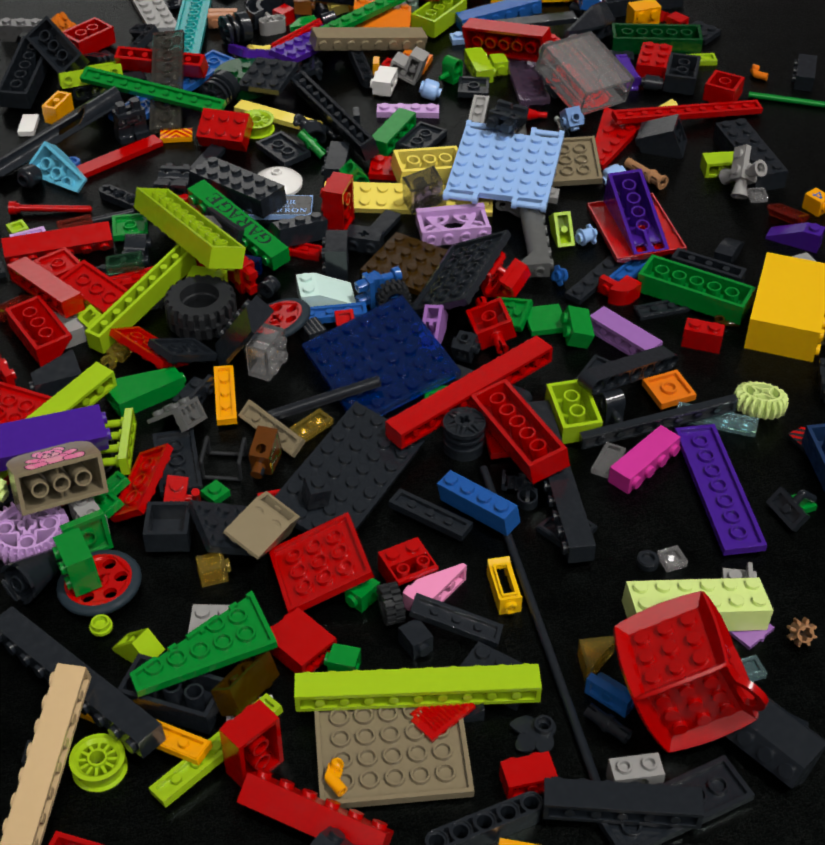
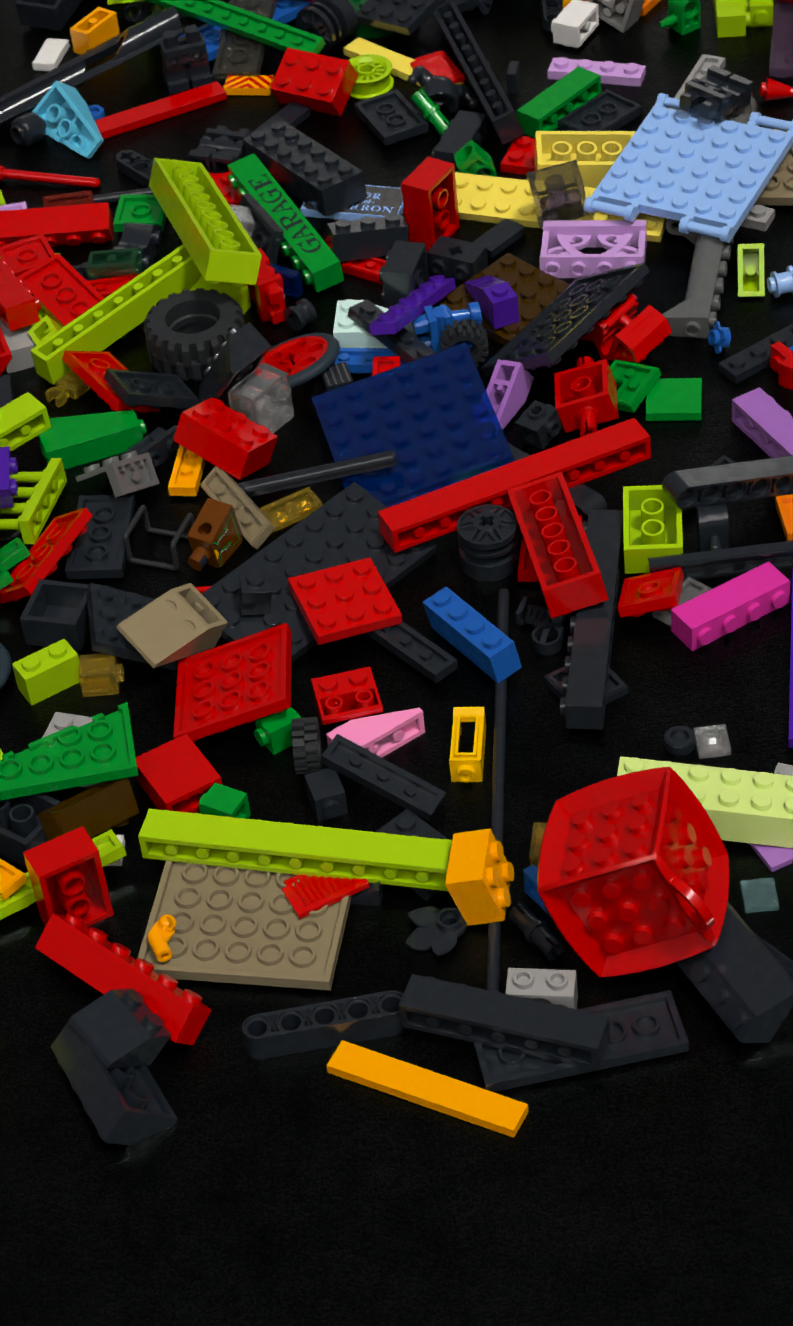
camera: 20 degrees right, 0 degrees up
(172, 572) = (47, 671): none -> lime brick
(177, 488) = (88, 569): red plate -> none
(215, 492) = (138, 580): green plate -> none
(250, 379) = (225, 438): none -> red brick
(286, 176) = (378, 161): white dish -> none
(304, 111) = (439, 65): none -> red window
(341, 293) = (402, 343): none -> black plate
(352, 273) = (412, 306): none -> dark purple plate
(379, 489) = (344, 601): none -> red plate
(408, 261) = (495, 300): none -> dark purple slope
(430, 89) = (639, 41): light blue head -> none
(470, 86) = (708, 40): black plate -> none
(526, 773) = (394, 968): red brick -> none
(561, 689) = (479, 877): none -> light orange brick
(577, 327) = (709, 413): green brick -> none
(589, 456) = (651, 592): none -> red plate

